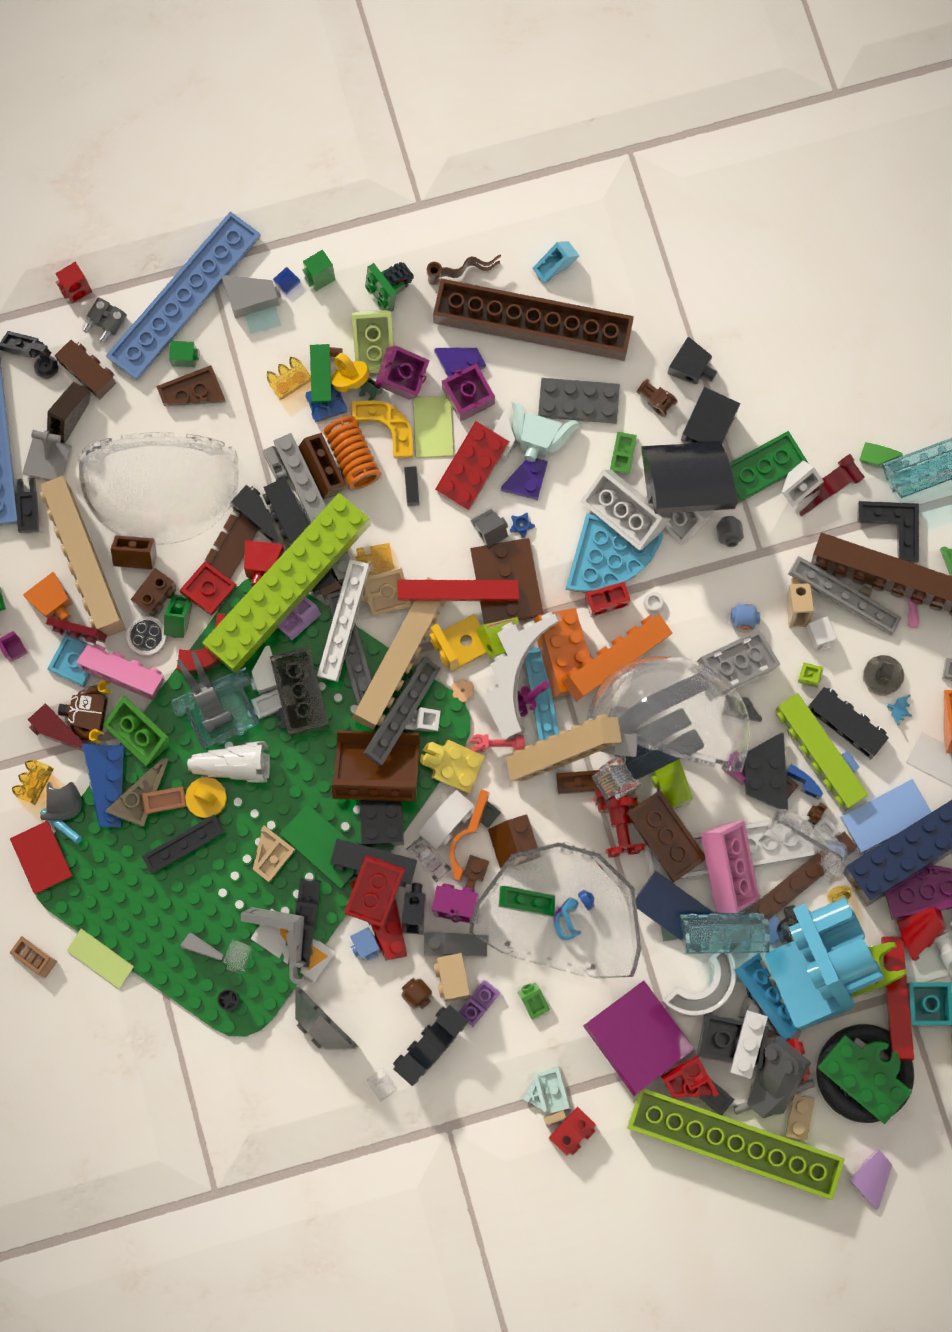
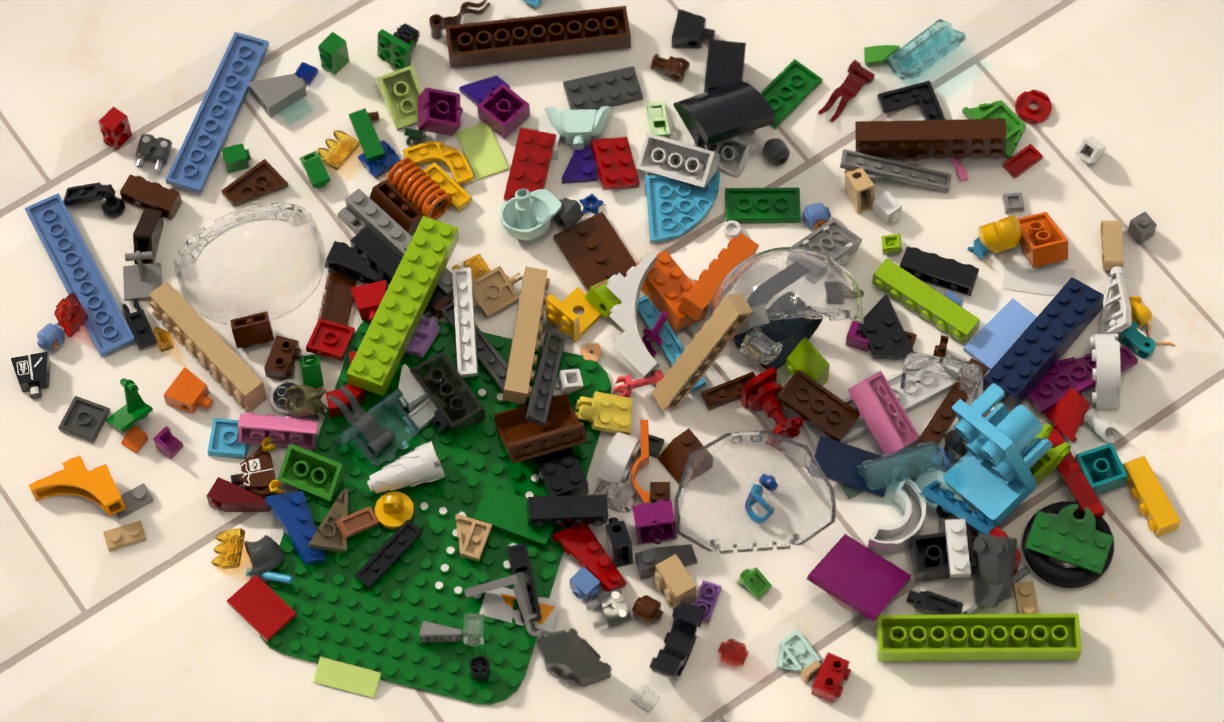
camera: 20 degrees left, 15 degrees down
(44, 963) = (296, 700): medium nougat slope -> none
(45, 530) = (163, 339): none -> clear yellow slope
(76, 630) = (224, 407): dark red plate -> none
(157, 651) = (305, 401): none -> olive hair
(257, 393) = (315, 169): none -> green slope
(349, 373) = (392, 125): yellow tile -> none
(374, 891) = (577, 531): red tile -> none
(383, 456) = (460, 197): none -> yellow plate
(384, 978) = (613, 608): none -> piece
(411, 483) = (481, 202): black piece -> none
(453, 518) = (529, 213): none -> light aqua piece
(457, 590) = (556, 268): red tile -> none
(485, 1069) = (733, 652): none -> clear red head
(527, 901) = (716, 497): green tile -> none
(561, 488) = (615, 163): none -> red plate
(607, 599) = (691, 236): red brick -> none
(689, 1080) = (918, 598): red slope -> none
(695, 585) = (762, 205): none -> green tile
(801, 482) = (822, 92): white slope -> none
(809, 785) = (927, 331): blue slope -> none
(872, 1177) = (1109, 628): lavender slope -> none
(883, 675) = (954, 225): clear smoke tile -> none
(926, 706) = (1001, 234): none -> yellow piece

